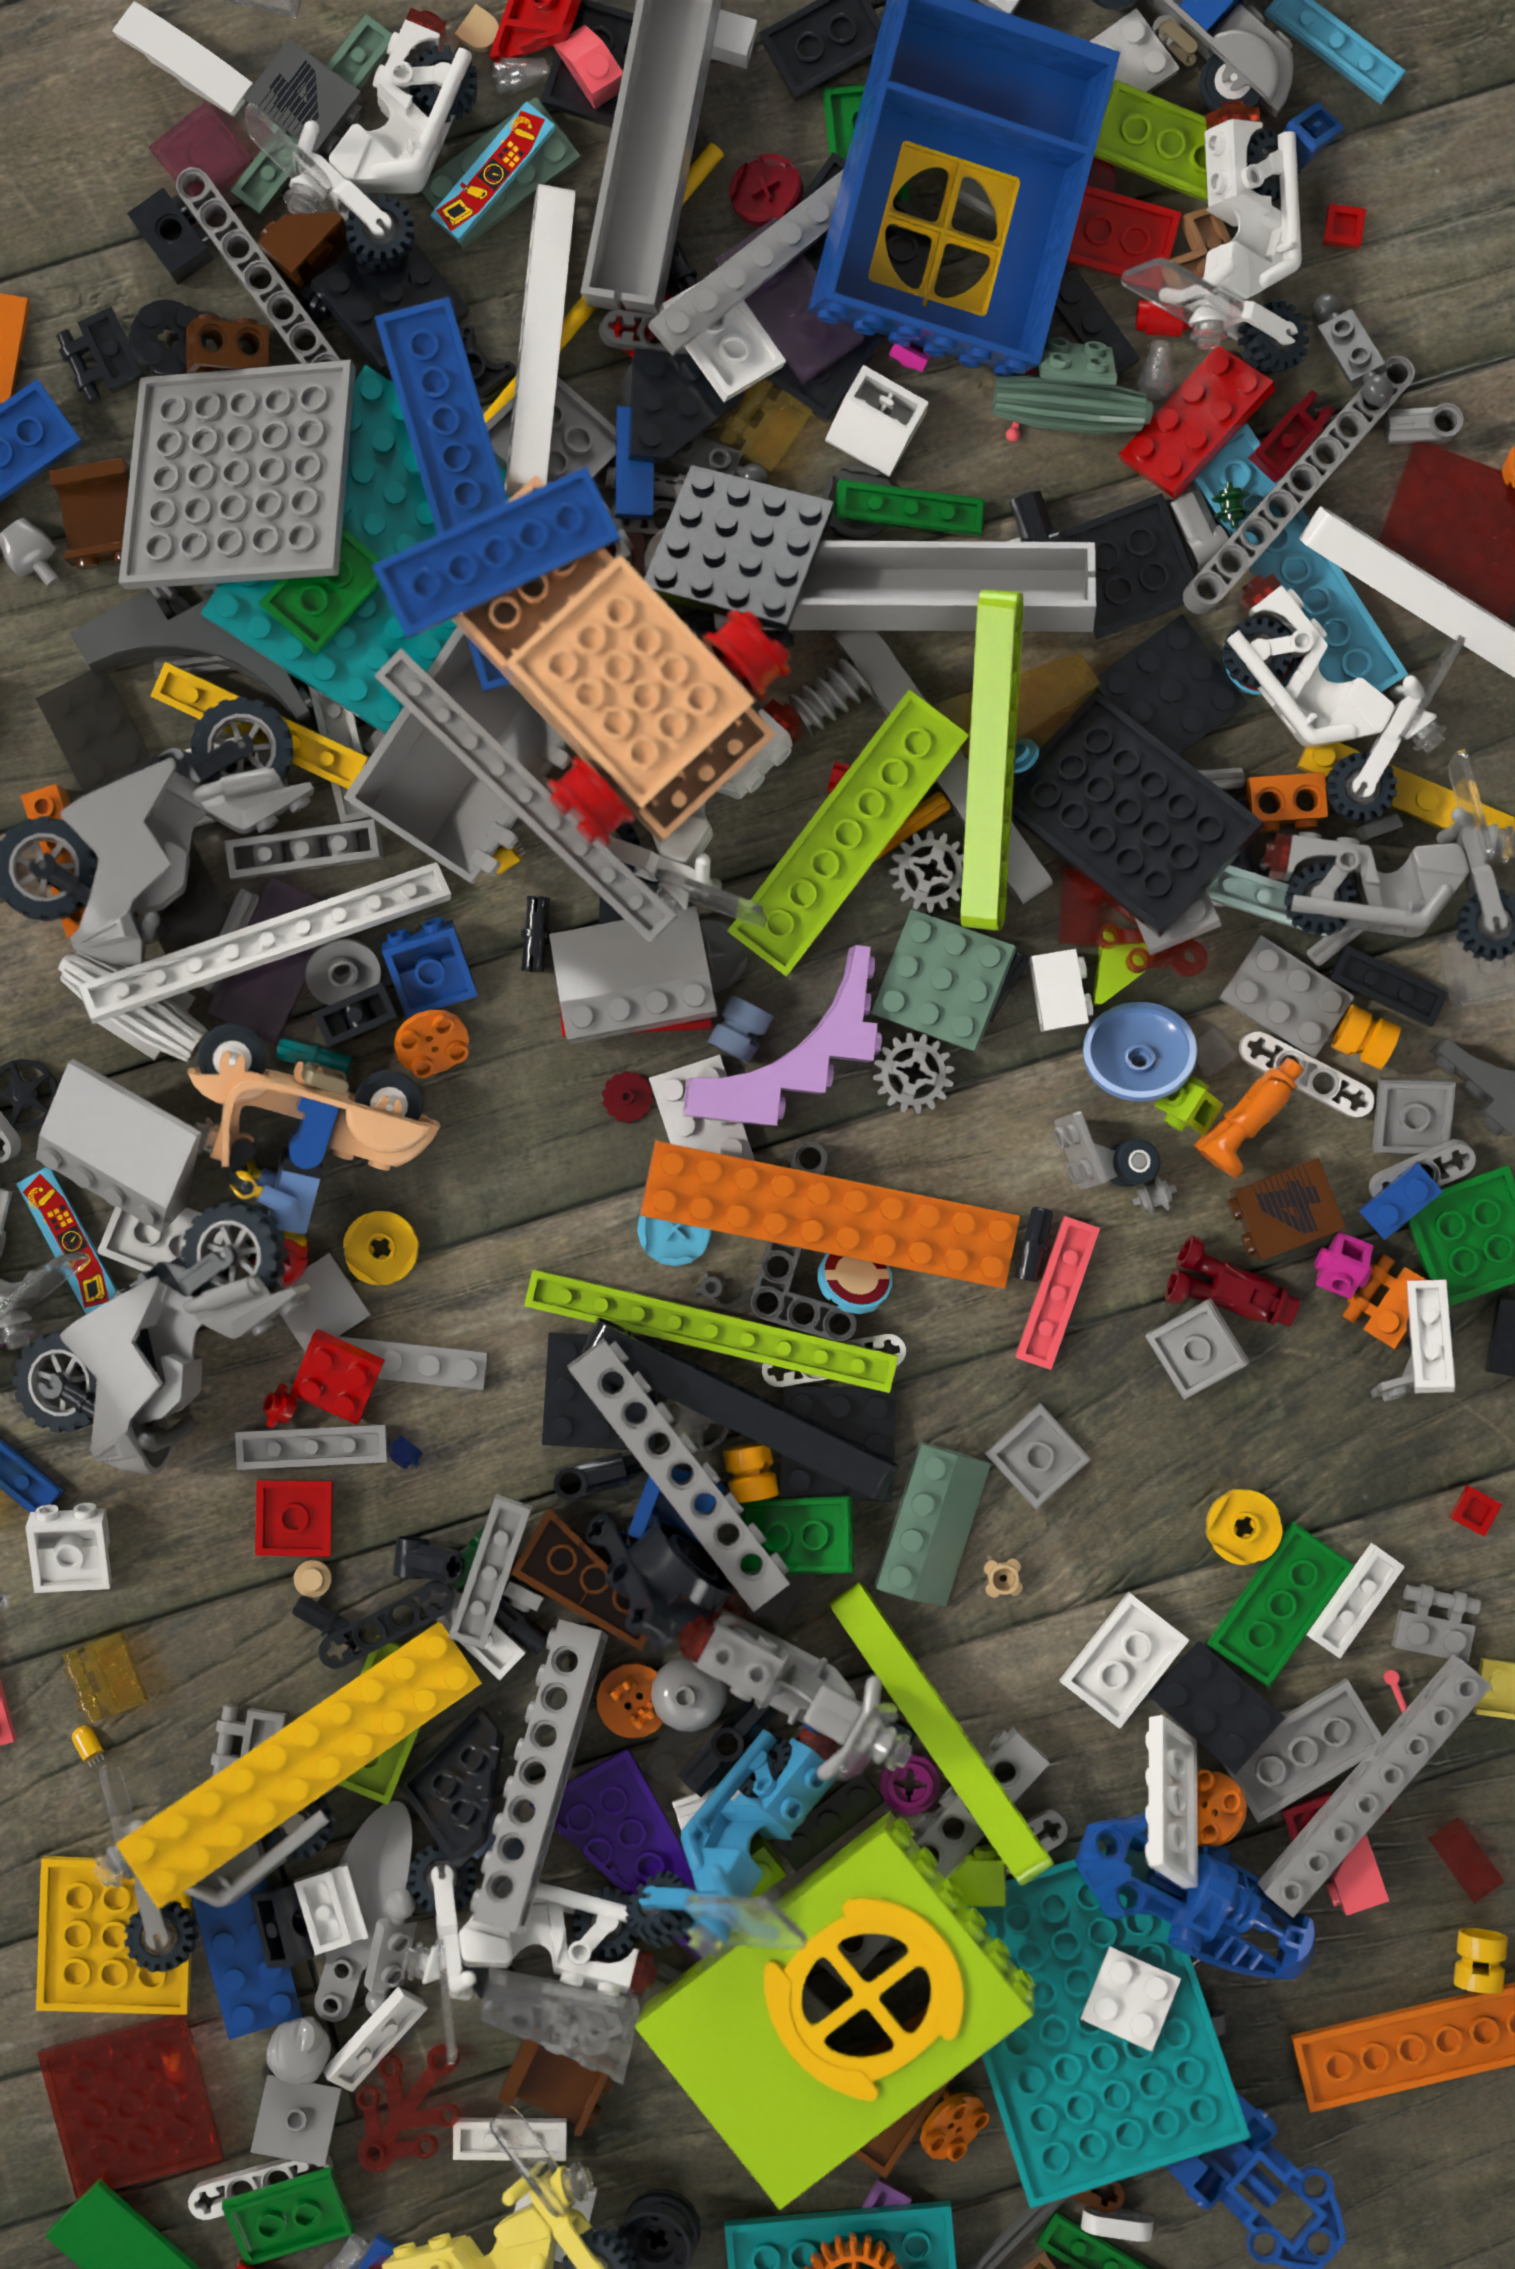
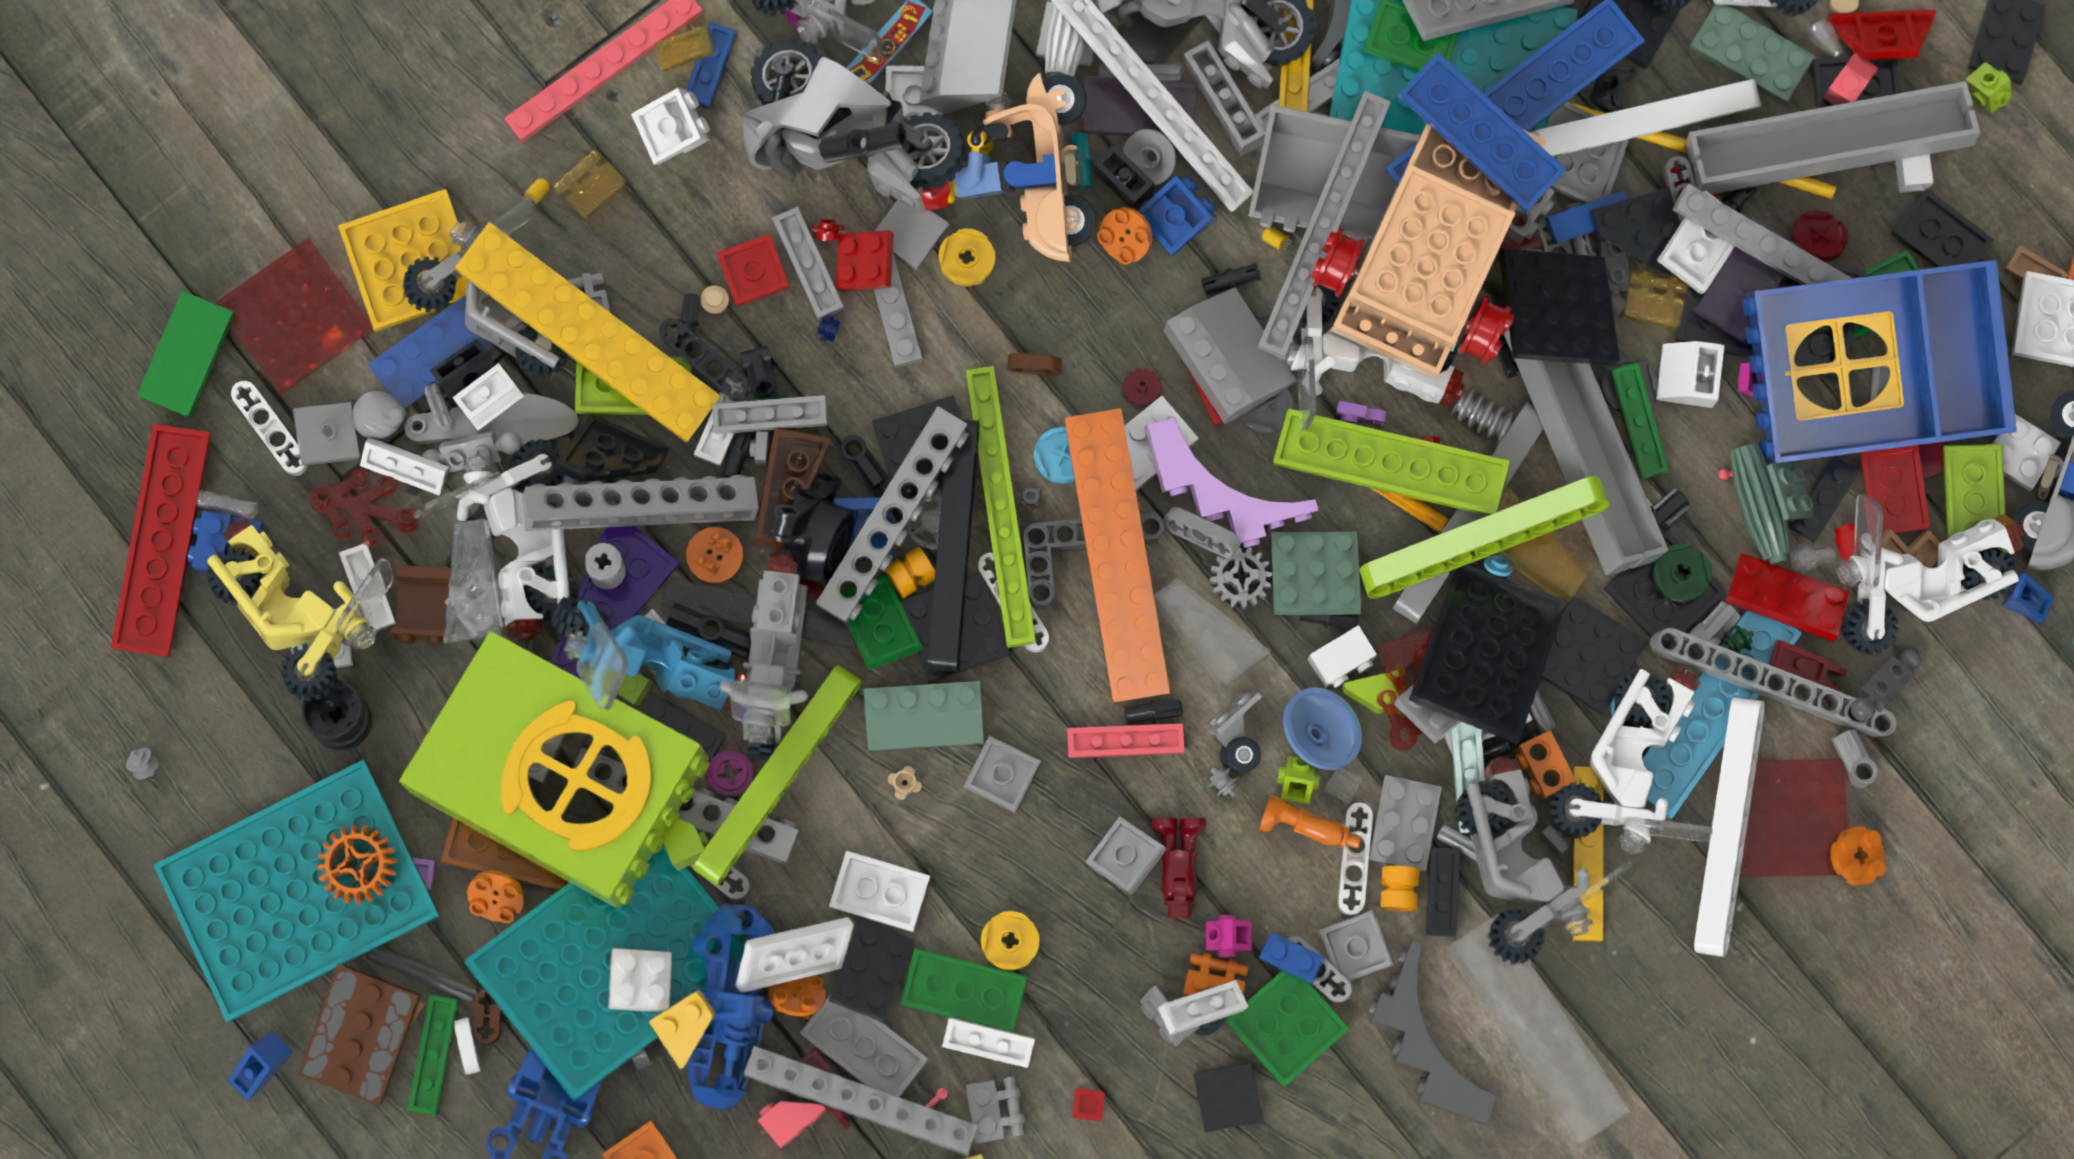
camera: 65 degrees right, 10 degrees down
(201, 1317) = (877, 139): none -> black piece
(288, 2216) = (255, 454): green tile -> none
(321, 1974) = (438, 408): none -> light grey axle
(493, 172) = (1748, 45): tile -> none
(549, 1218) = (1034, 364): none -> reddish brown beam
(610, 1861) = (597, 558): none -> light grey piece
(687, 1696) = (734, 587): light grey cylinder -> none
(740, 1029) = (1222, 444): sand blue wheel -> none
(764, 855) = (1358, 413): none -> medium lavender plate
(841, 1099) = (1201, 532): none -> light grey beam
(854, 1283) = (1075, 592): tile -> none
(913, 864) = (1375, 533): light grey gear -> none
(977, 1136) = (1212, 637): none -> clear wedge
(1137, 524) = (1690, 559): none -> dark green plate
(1208, 1970) = (683, 1026): none -> yellow wing
(1286, 1210) = (1252, 879): reddish brown panel -> none
(1343, 226) = (1972, 648): red plate -> none

